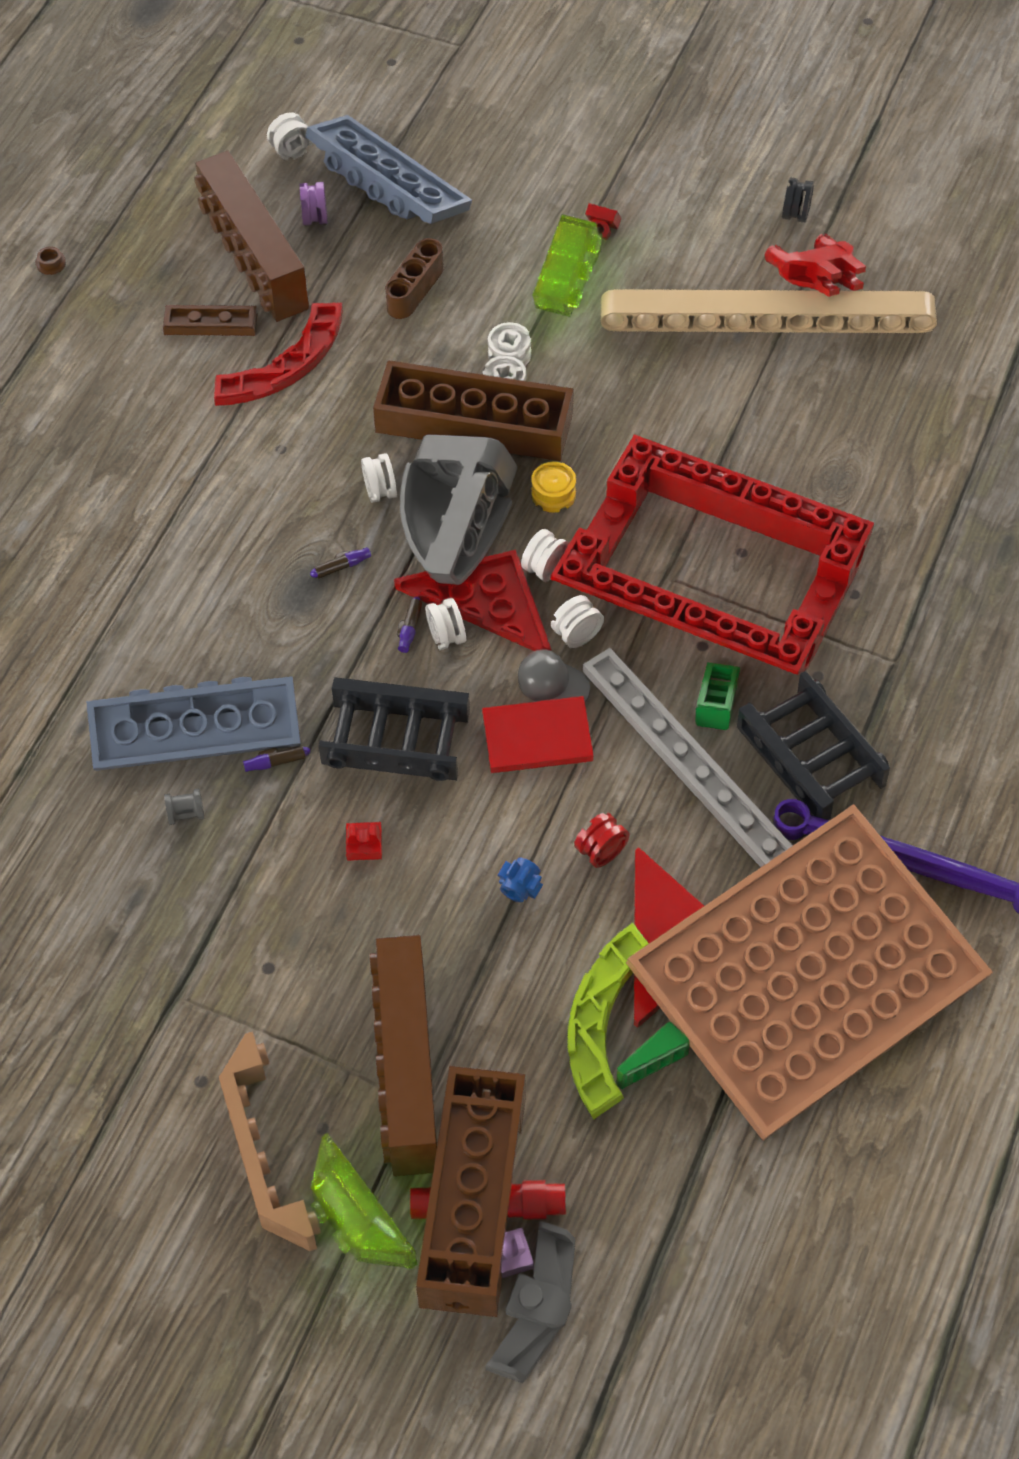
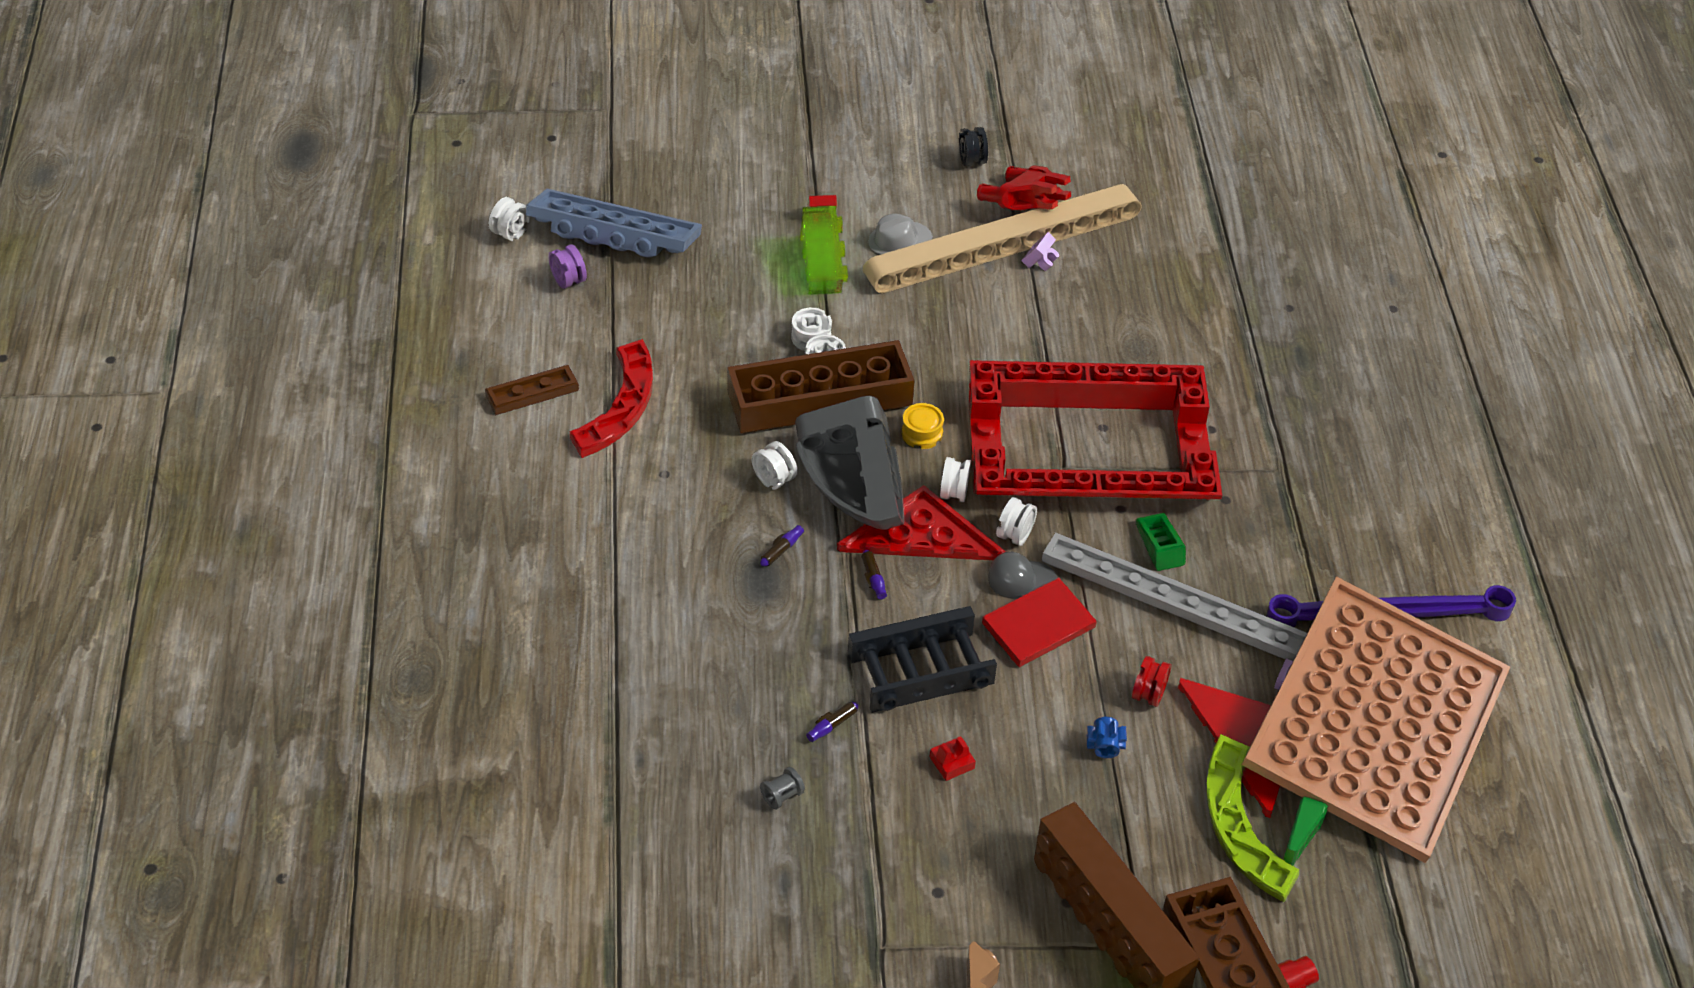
camera: 30 degrees left, 10 degrees down
(50, 260) = (351, 385): reddish brown plate -> none
(193, 722) = (745, 716): sand blue plate -> none
(251, 236) = (534, 306): reddish brown brick -> none
(414, 278) = (694, 300): reddish brown beam -> none
(445, 623) = (909, 560): white wheel -> none
(663, 271) = (897, 232): none -> light grey piece
(794, 339) = (1041, 253): none -> lavender tile
(798, 774) = (1251, 571): black fence -> none

